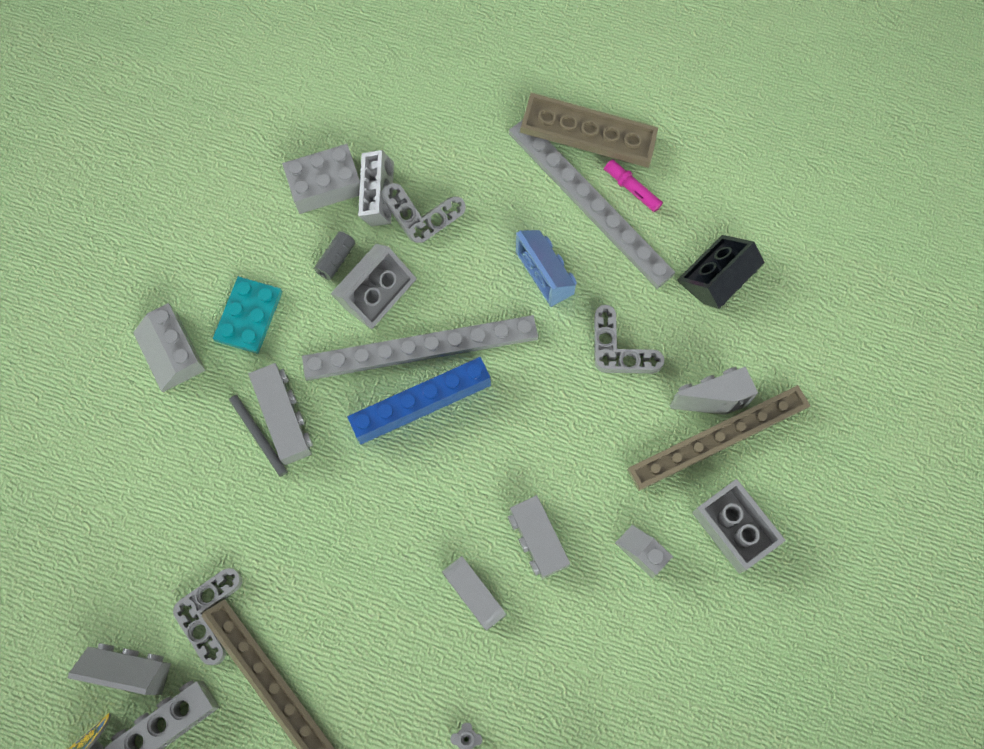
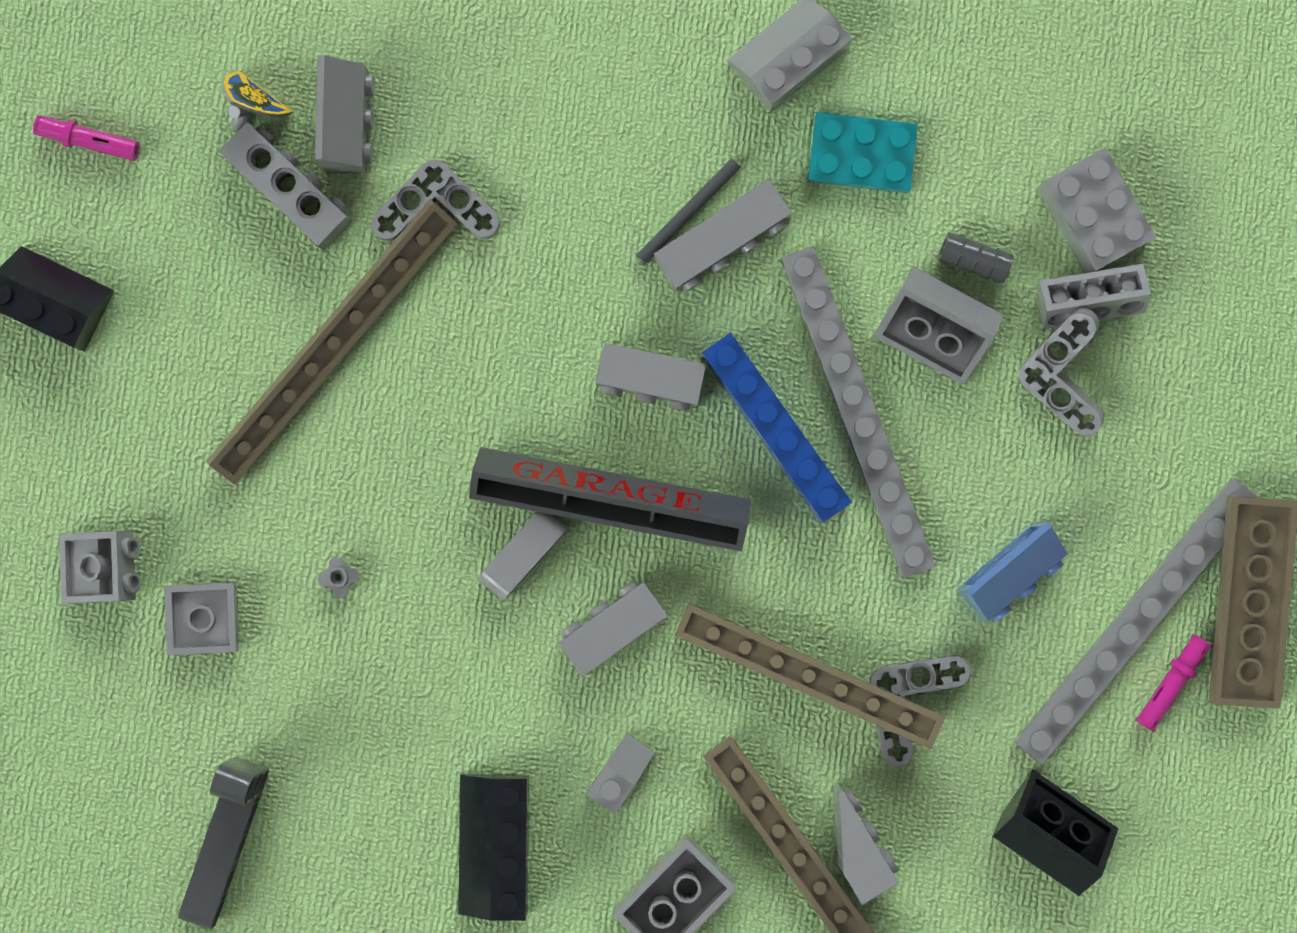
camera: 80 degrees right, 15 degrees up
(366, 479) = (650, 377): none -> light grey brick
(445, 524) = (610, 499): none -> dark grey brick
(592, 408) = (810, 676): none -> dark tan plate
(685, 654) = (494, 846): none -> black slope

